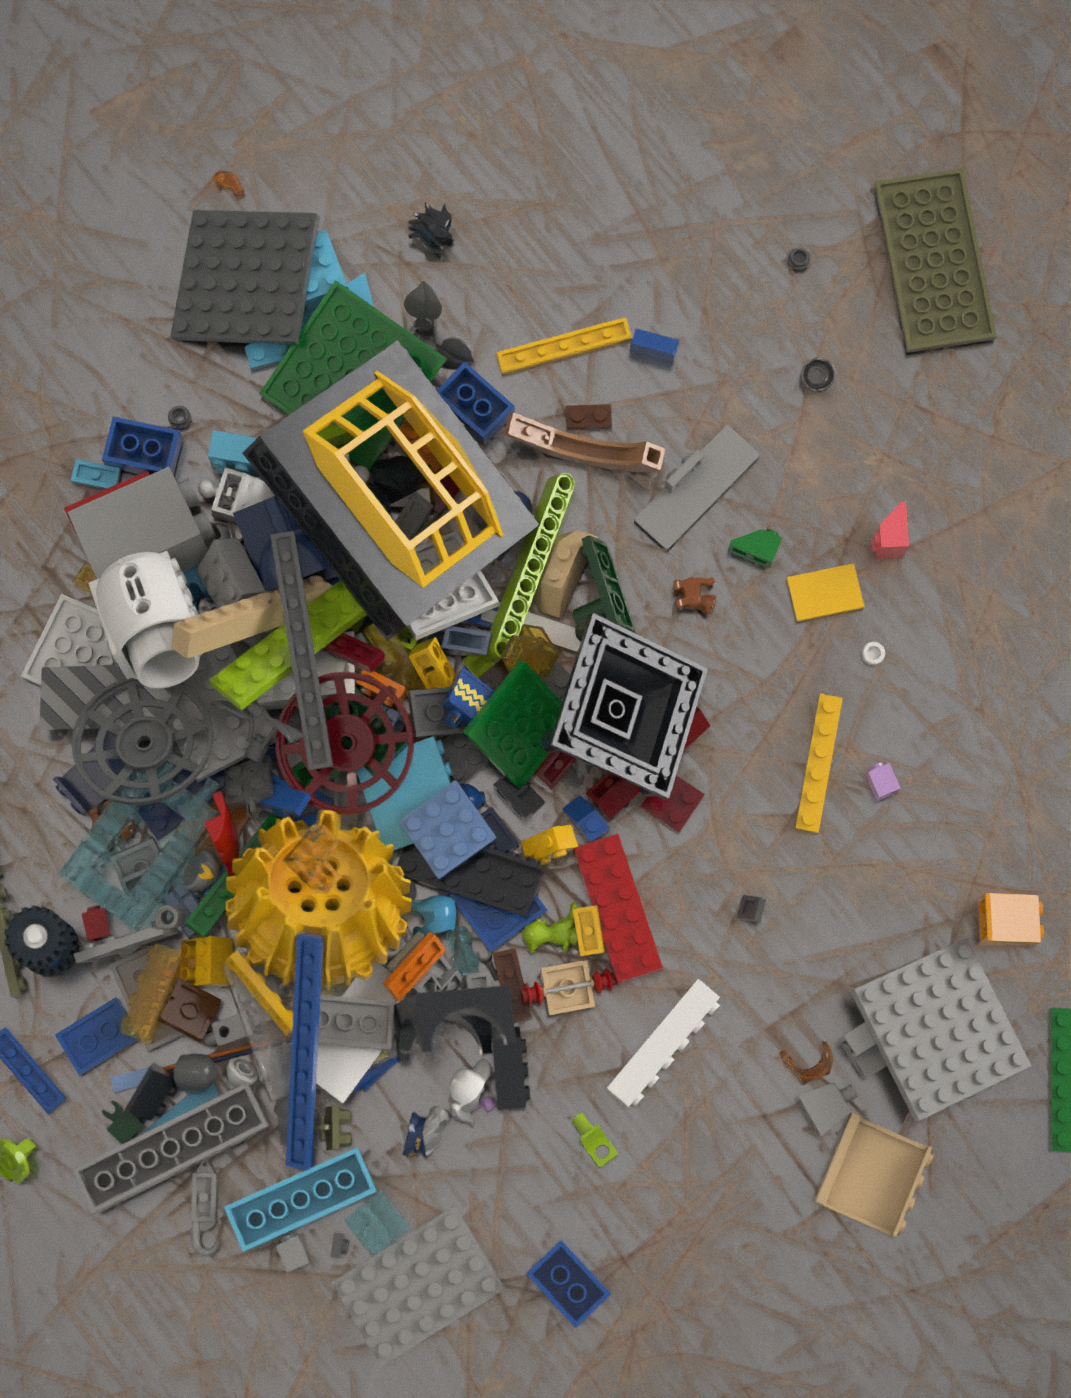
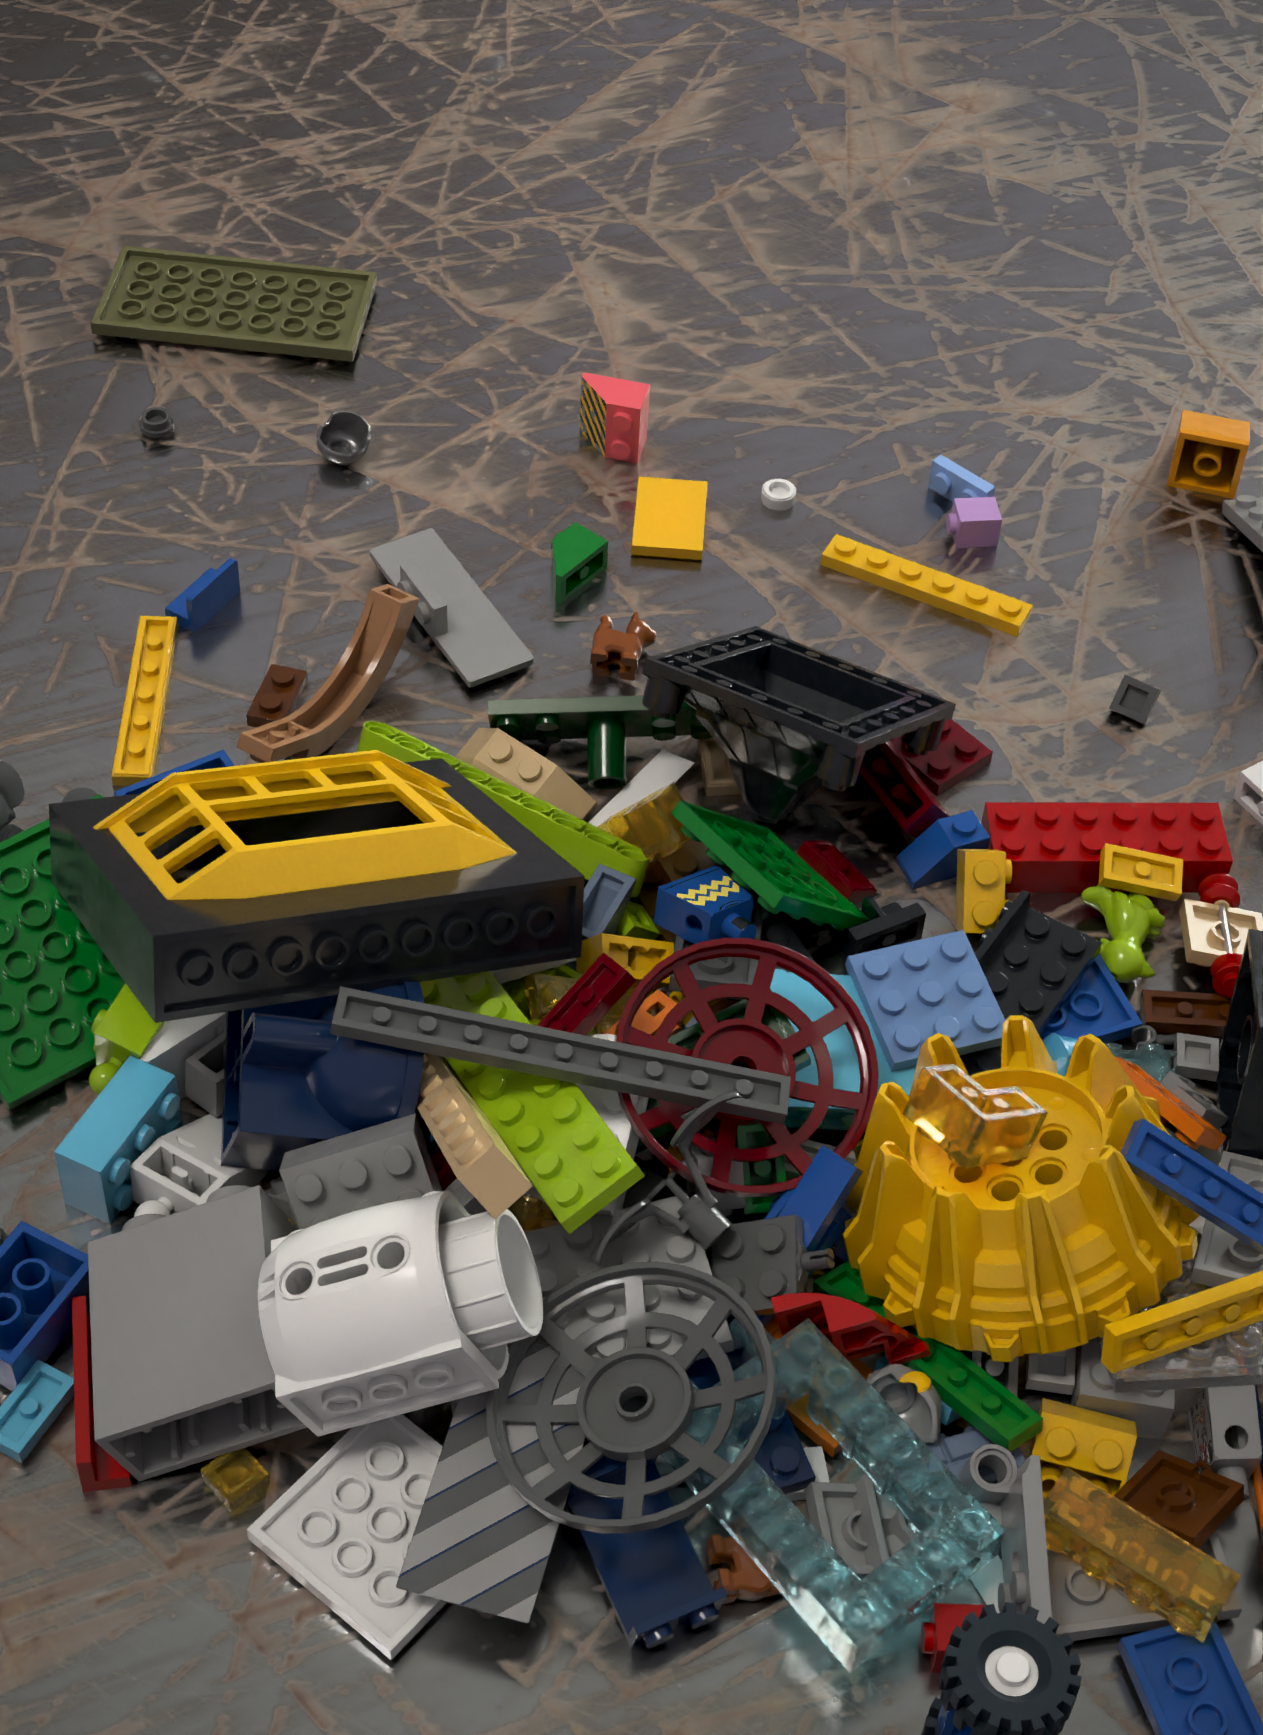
camera: 75 degrees left, 30 degrees down
(909, 774) = (957, 482): none -> light blue plate

